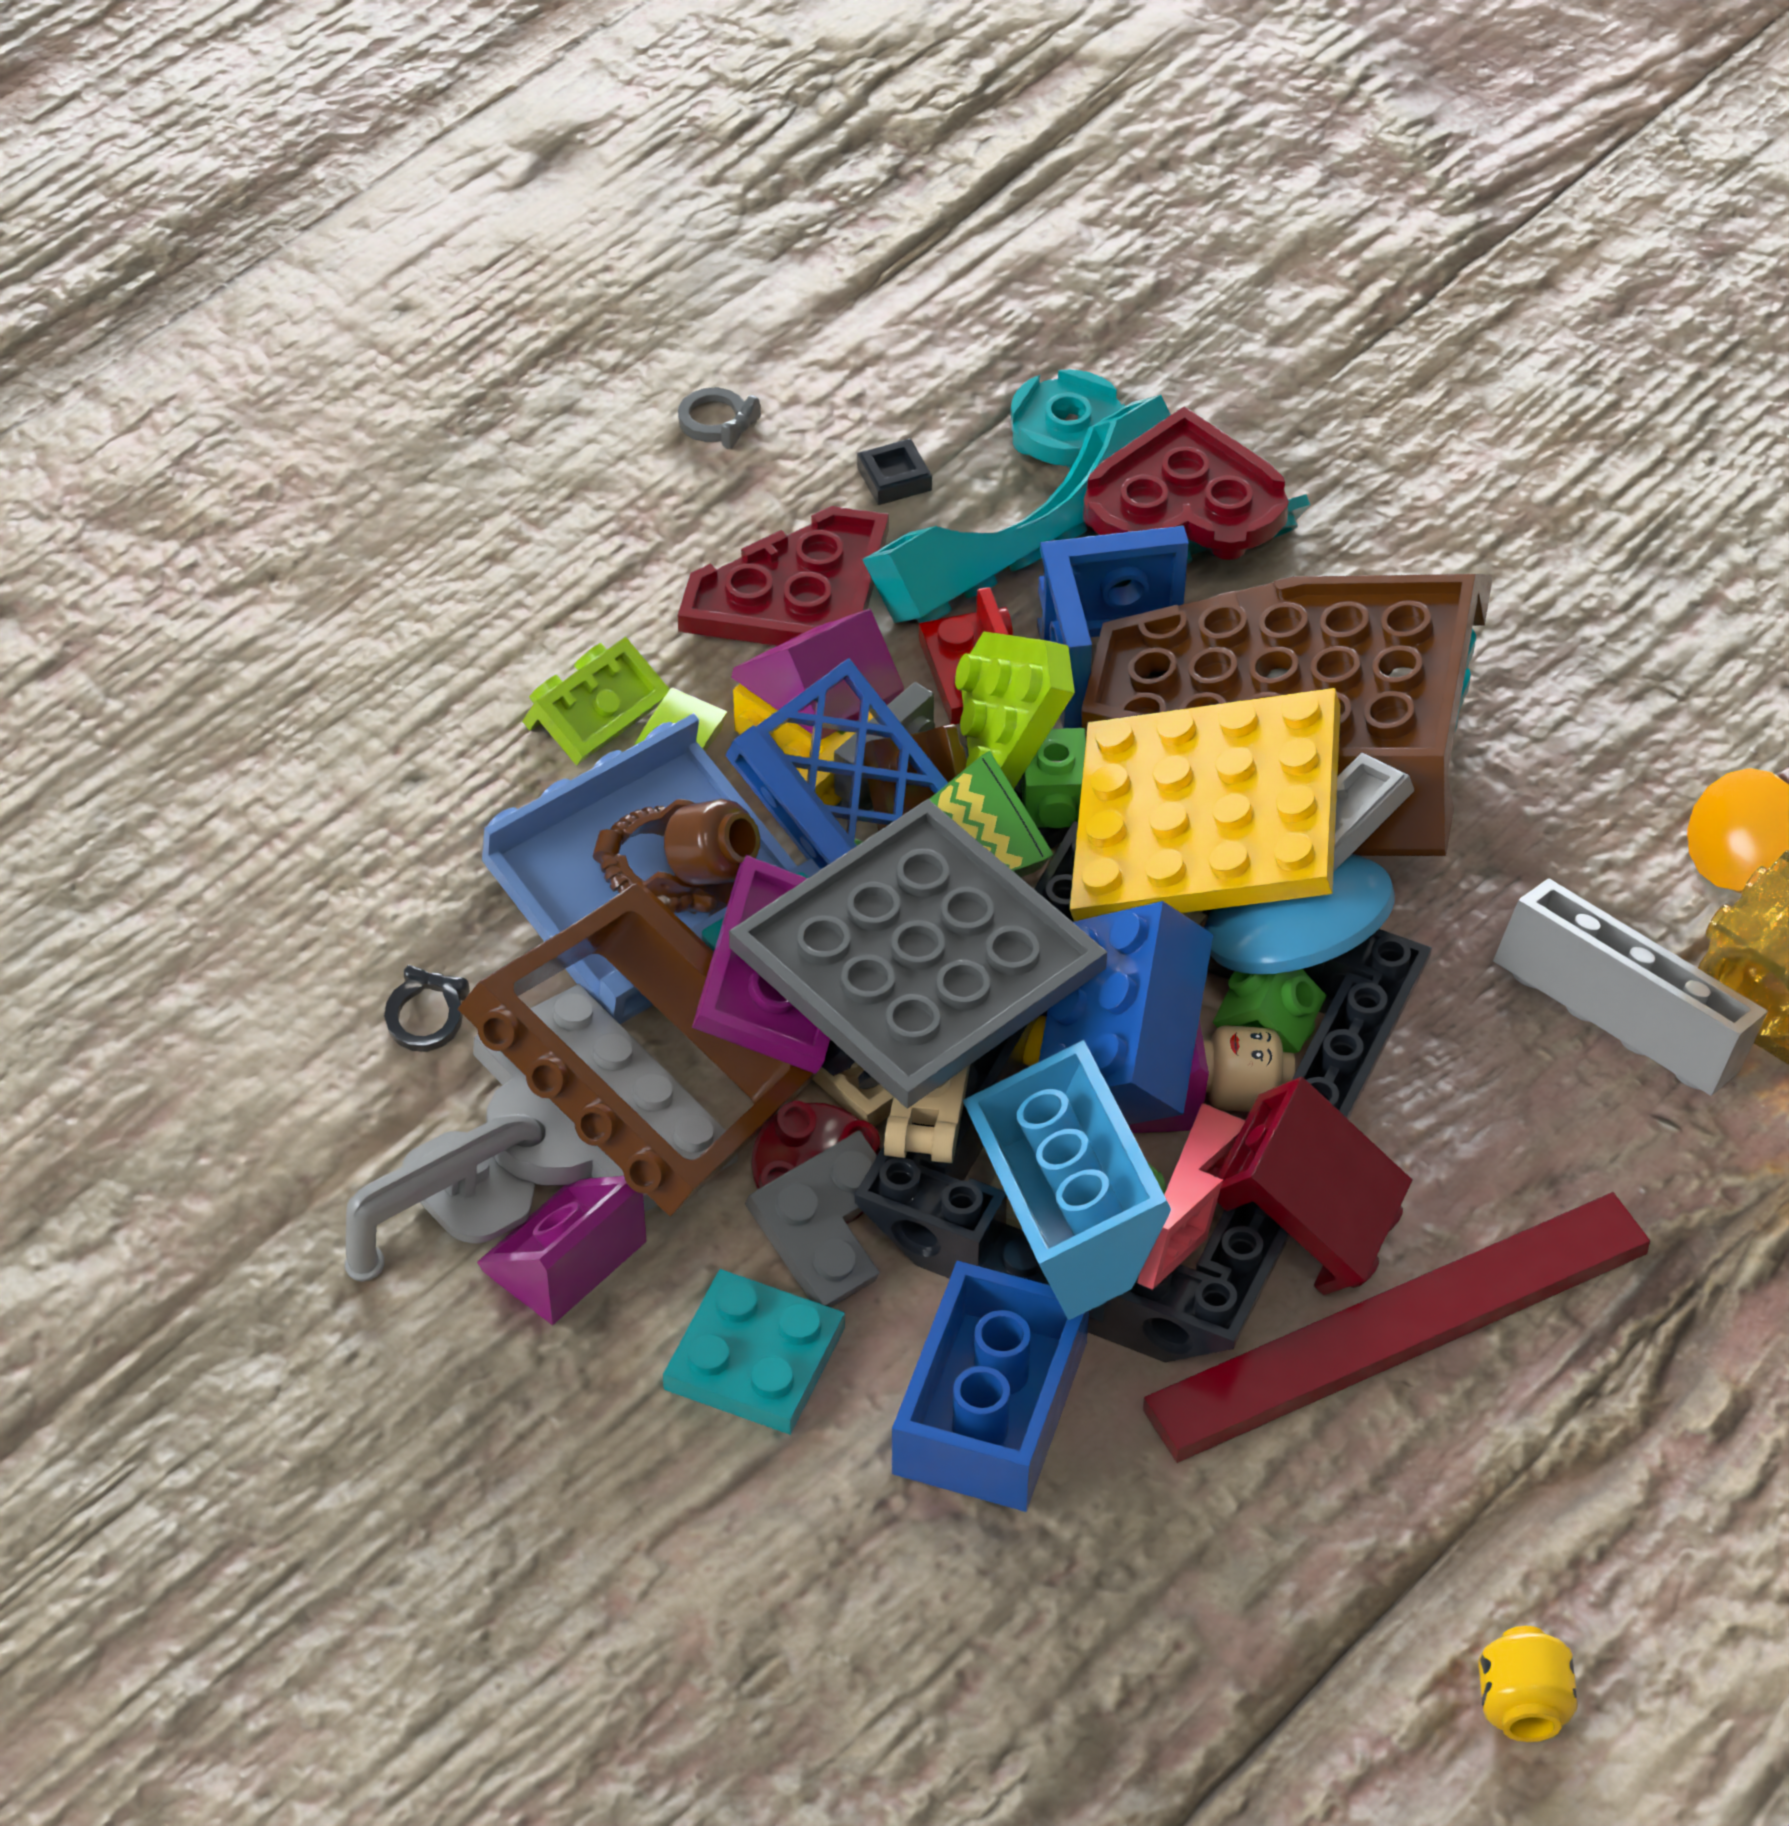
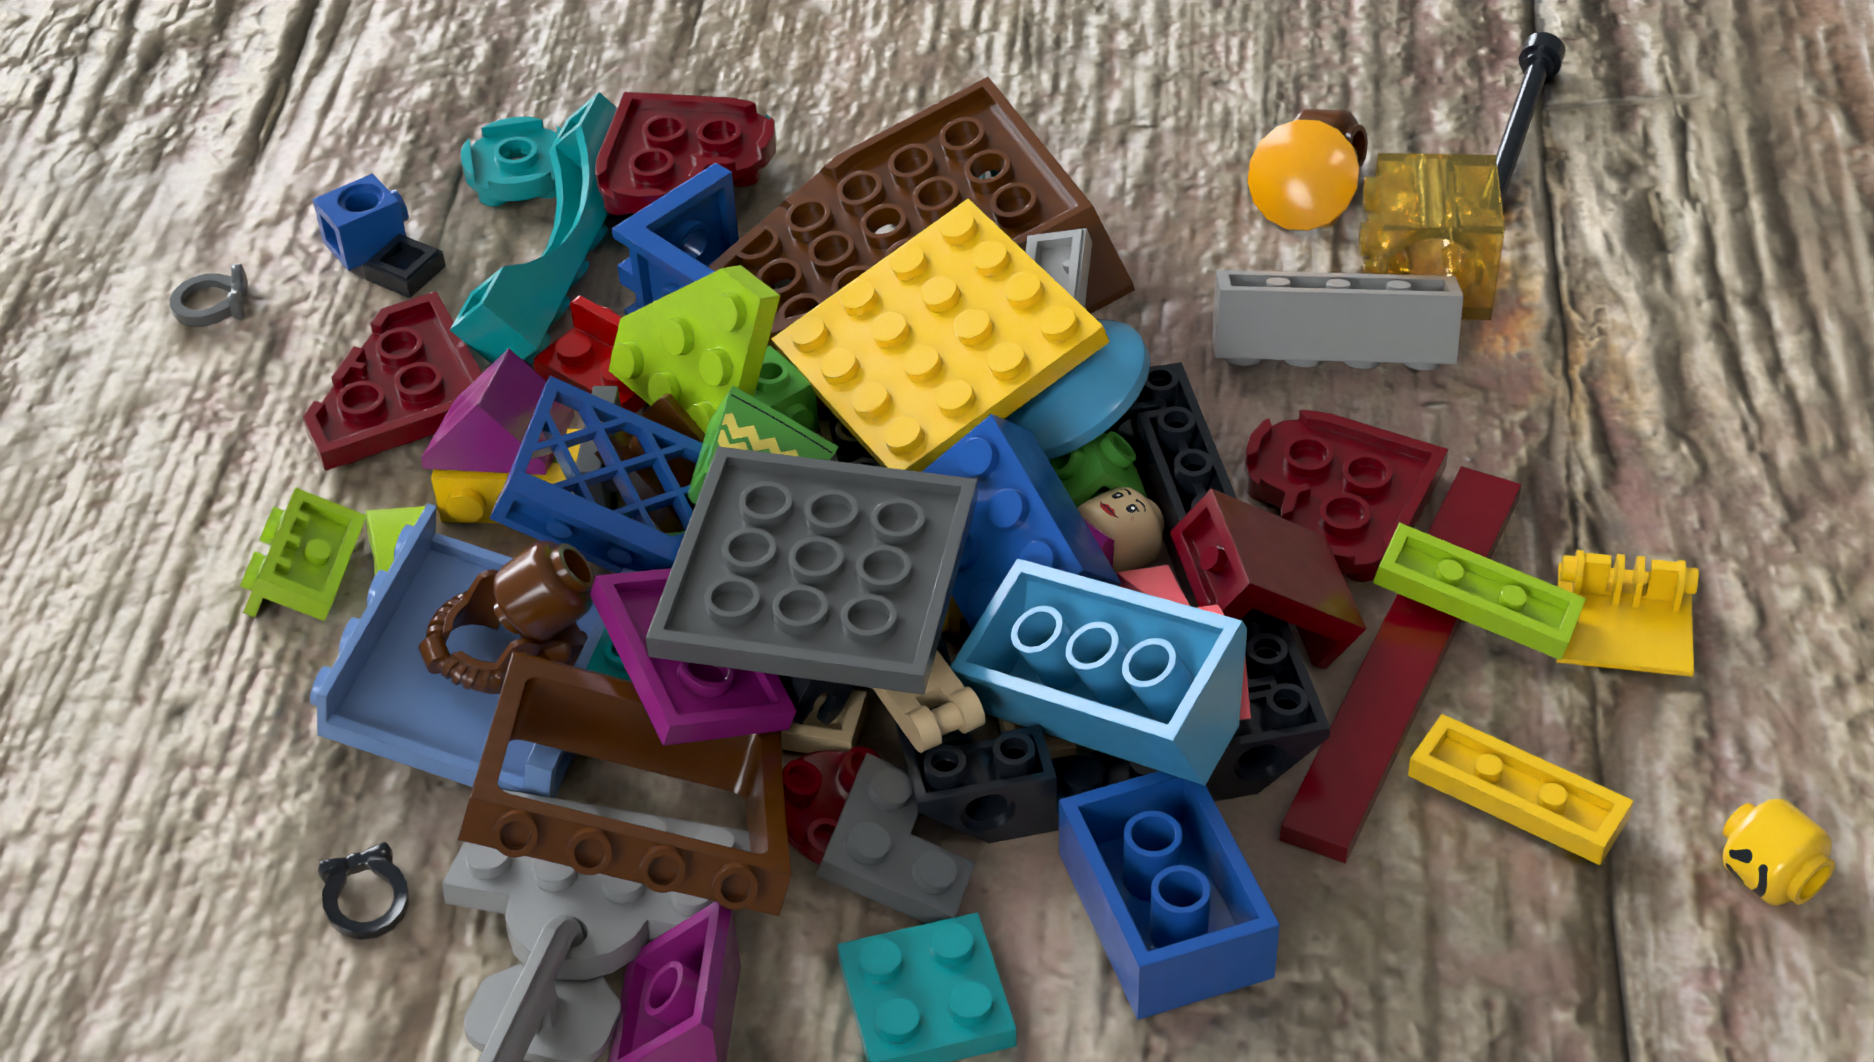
camera: 35 degrees left, 5 degrees down
(886, 407) = (360, 219): none -> blue brick
(1369, 1495) = (1520, 788): none -> yellow plate
(1490, 1147) = (1343, 482): none -> dark red plate
(1496, 1309) = (1479, 591): none -> lime plate
(1620, 1412) = (1631, 615): none -> yellow hinge

